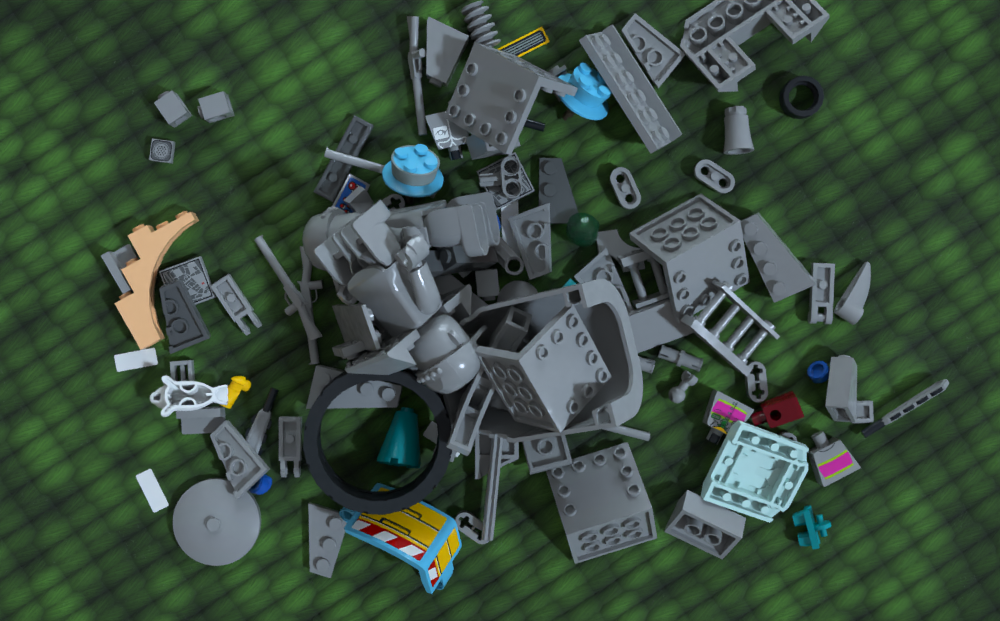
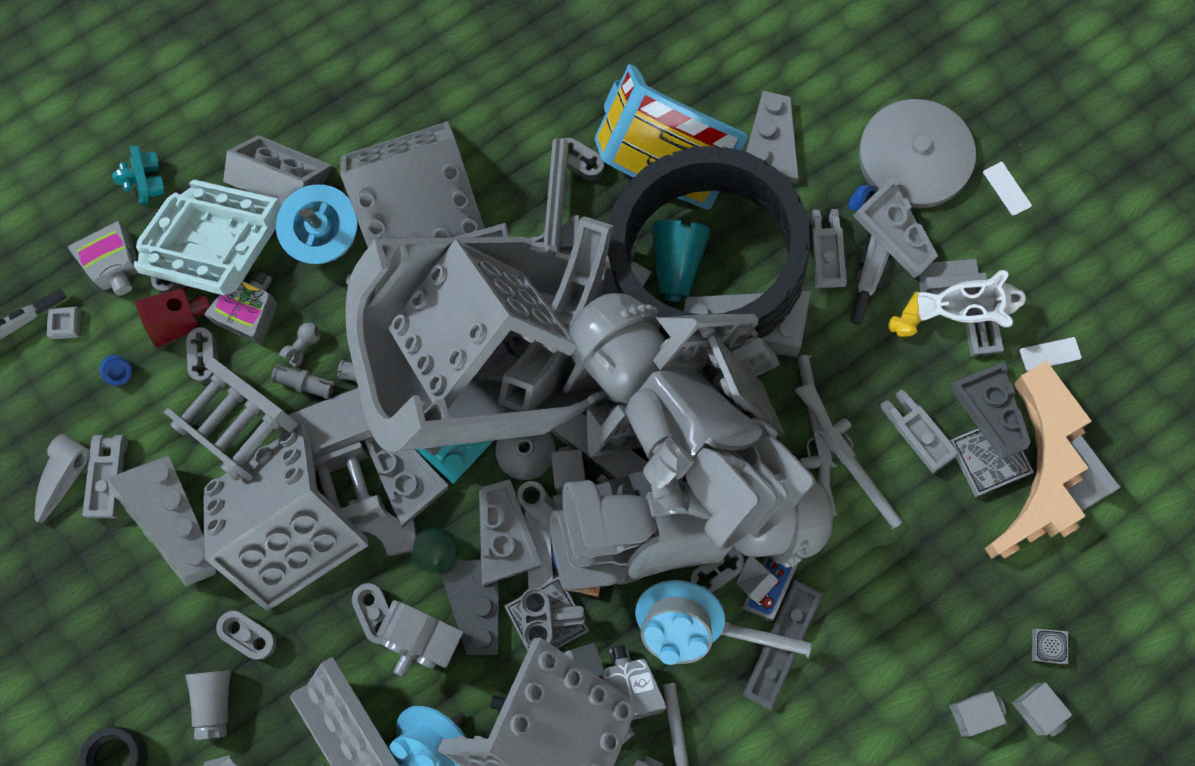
camera: 175 degrees left, 15 degrees down
(593, 168) = (417, 637): none -> light grey brick
(672, 476) = (316, 224): none -> medium azure piece
(842, 389) = (84, 348): light grey slope -> none

